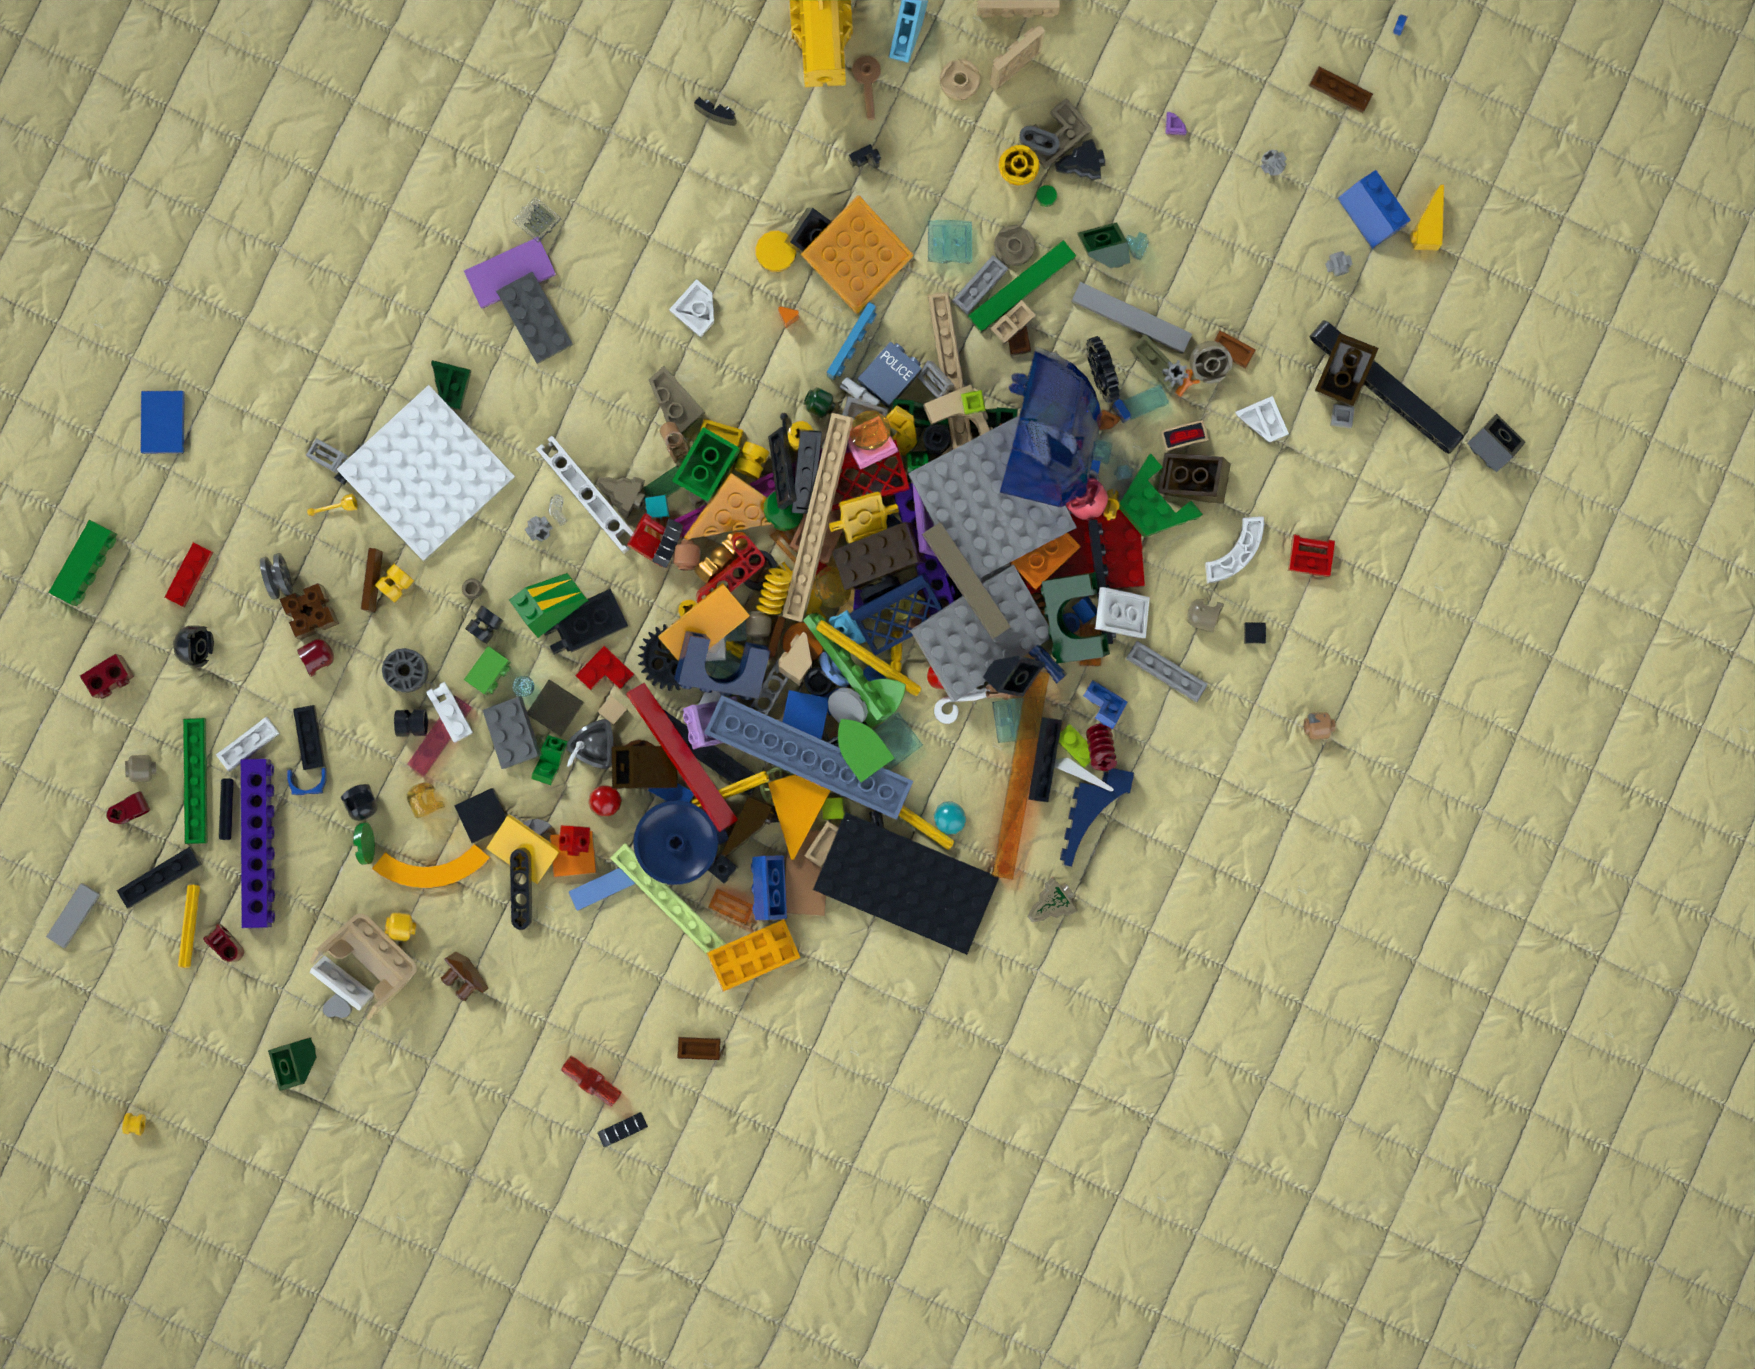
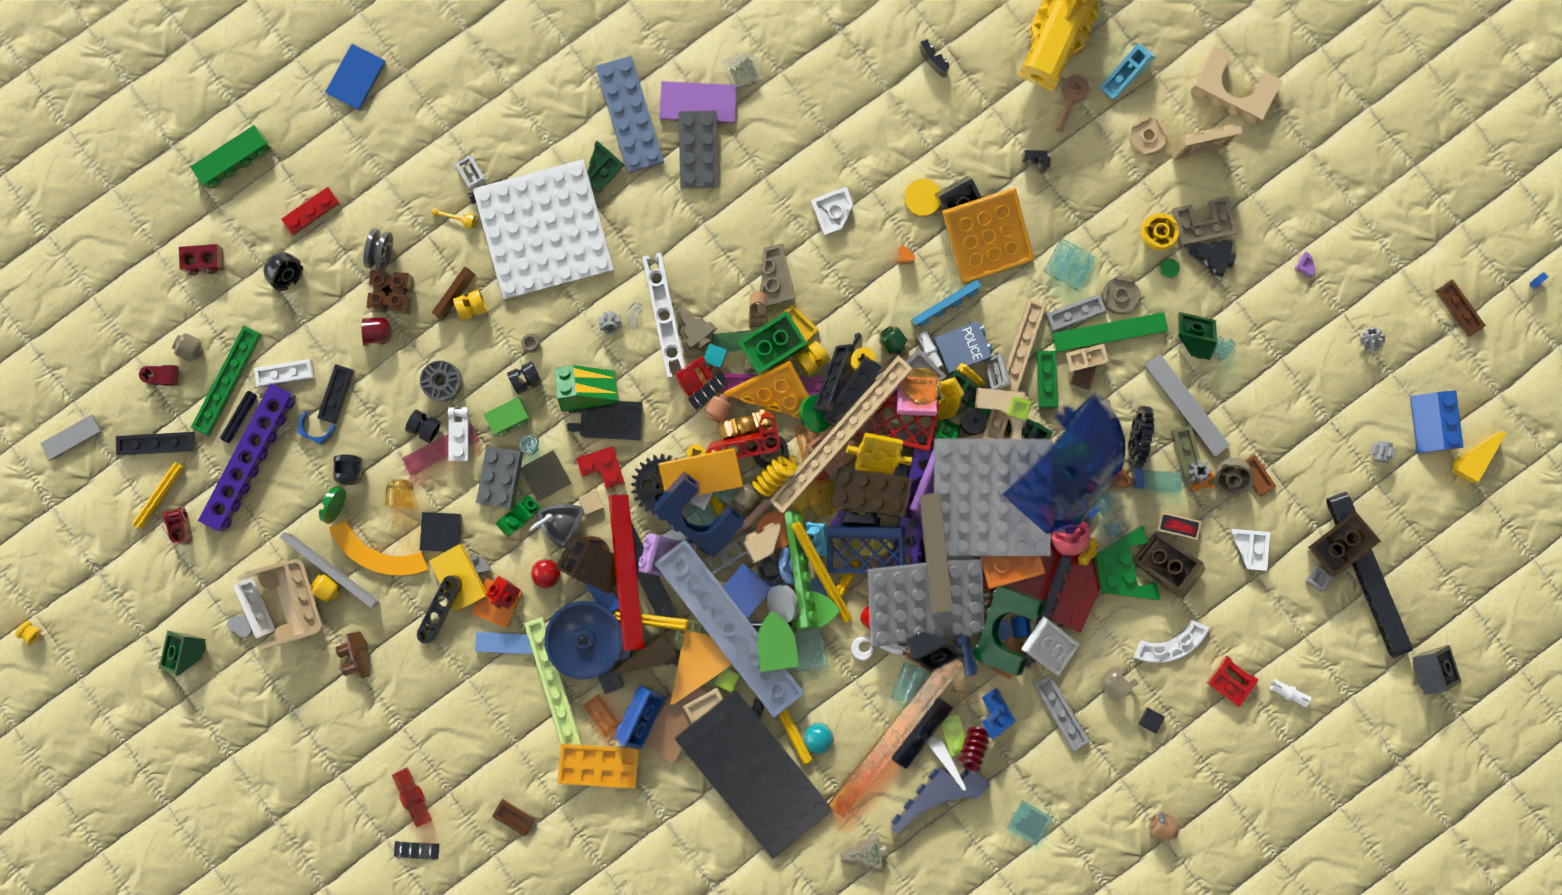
camera: 30 degrees right, 0 degrees up
(394, 907) = (329, 569): none -> light grey tile
(449, 318) = (629, 114): none -> sand blue plate
(903, 394) = (965, 370): none -> yellow axle
(986, 362) = (1047, 379): none -> green tile
(1040, 138) = (1189, 218): dark grey plate -> none
(1191, 790) = (1029, 822): none -> clear light blue piece
(1371, 537) = (1290, 693): none -> white pin

